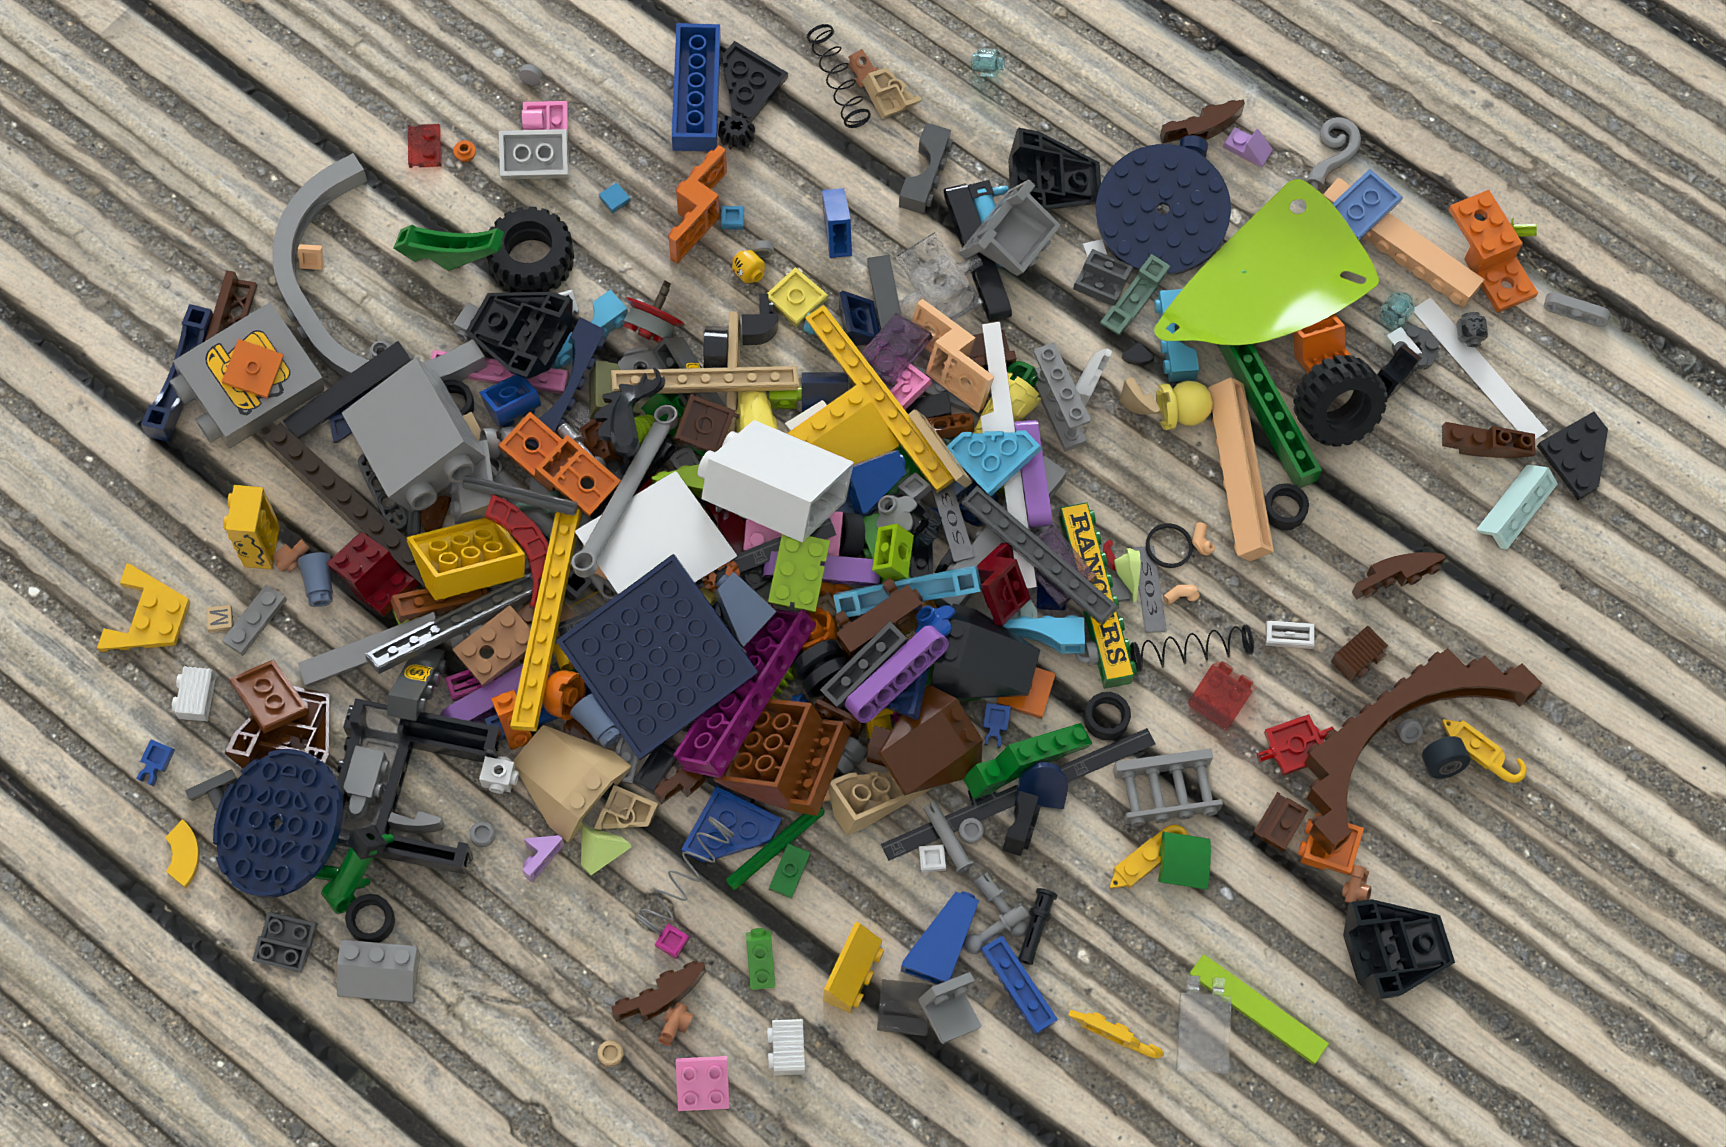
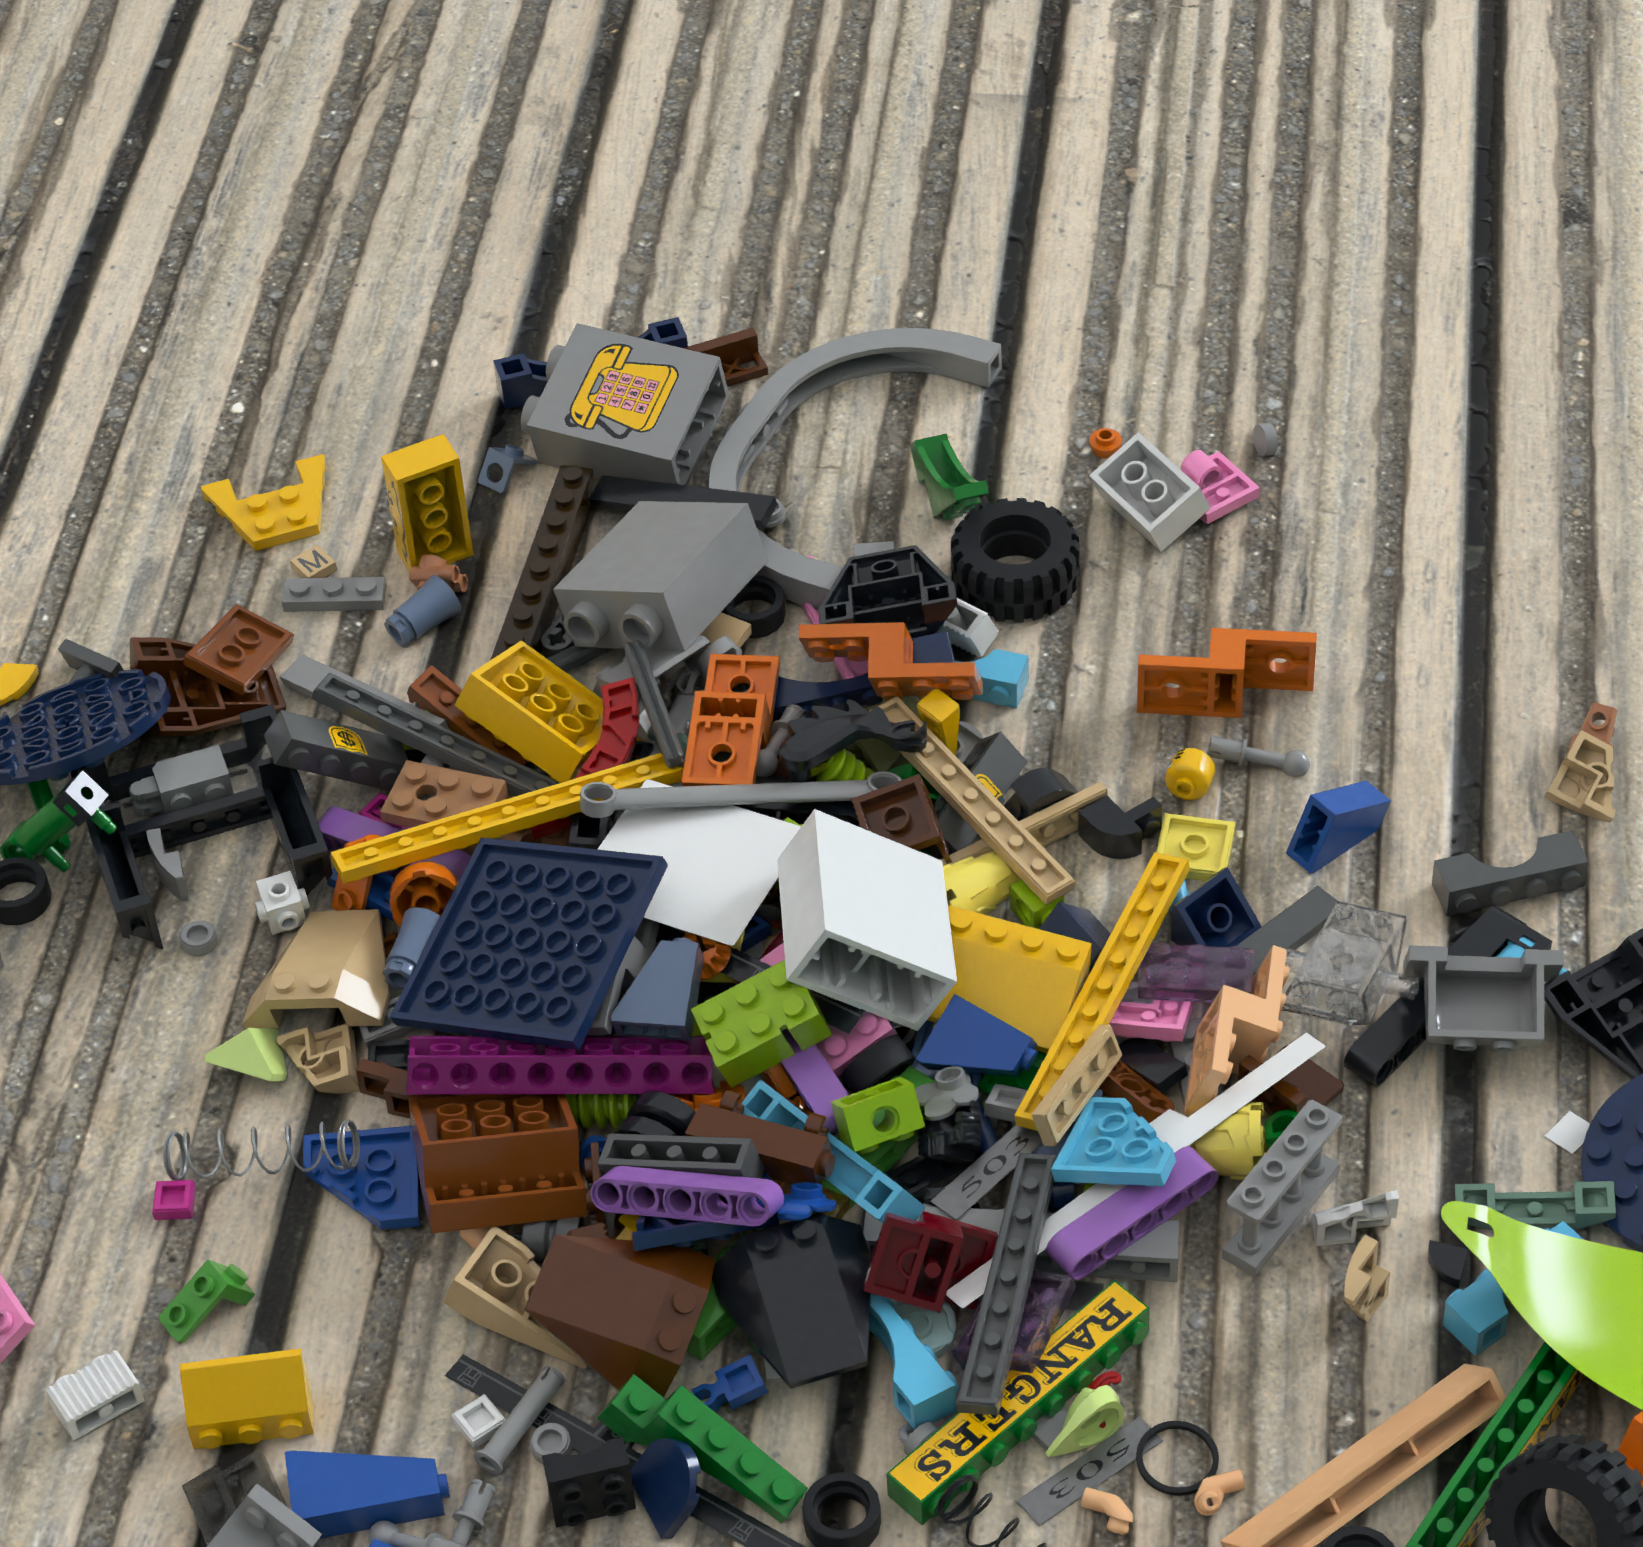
camera: 65 degrees right, 20 degrees down
(155, 757) = (95, 605): blue plate -> none
(194, 694) = (199, 591): white brick -> none
(220, 462) = (506, 458): none -> sand blue bracket
(252, 368) = (624, 392): orange plate -> none
(310, 257) = (839, 390): light nougat tile -> none
(371, 573) = (461, 638): dark red bracket -> none
(424, 145) = (1080, 407): clear red plate -> none
(434, 516) = (587, 665): reddish brown plate -> none
(510, 400) = (782, 640): blue brick -> none
(545, 849) = (206, 1006): lavender slope -> none
(589, 358) = (890, 660): none -> orange bracket
(614, 197) = (1171, 604): dark azure tile -> none
(641, 357) = (941, 716): none -> yellow slope
(649, 319) = (1018, 711): piece -> none
(671, 989) = (93, 1227): reddish brown slope -> none
(676, 1019) = (62, 1256): nougat plate -> none
(696, 87) = (1396, 587): blue brick -> none
(732, 217) = (1251, 726): dark azure tile -> none
(736, 131) = (1375, 661): black gear -> none
(750, 80) = (1463, 638): black plate -> none
(762, 248) = (1229, 774): light grey tile -> none
(772, 215) = (1293, 763): none -> light grey pin
(772, 849) = (379, 1236): green axle -> none
(789, 871) = (353, 1271): green plate -> none
(858, 123) = (1521, 780): black piece -> none
(1036, 701) = (813, 1407): orange plate -> none
(1103, 277) = (1534, 1156): dark grey slope -> none
(1185, 403) = (1407, 1344): light yellow tile -> none

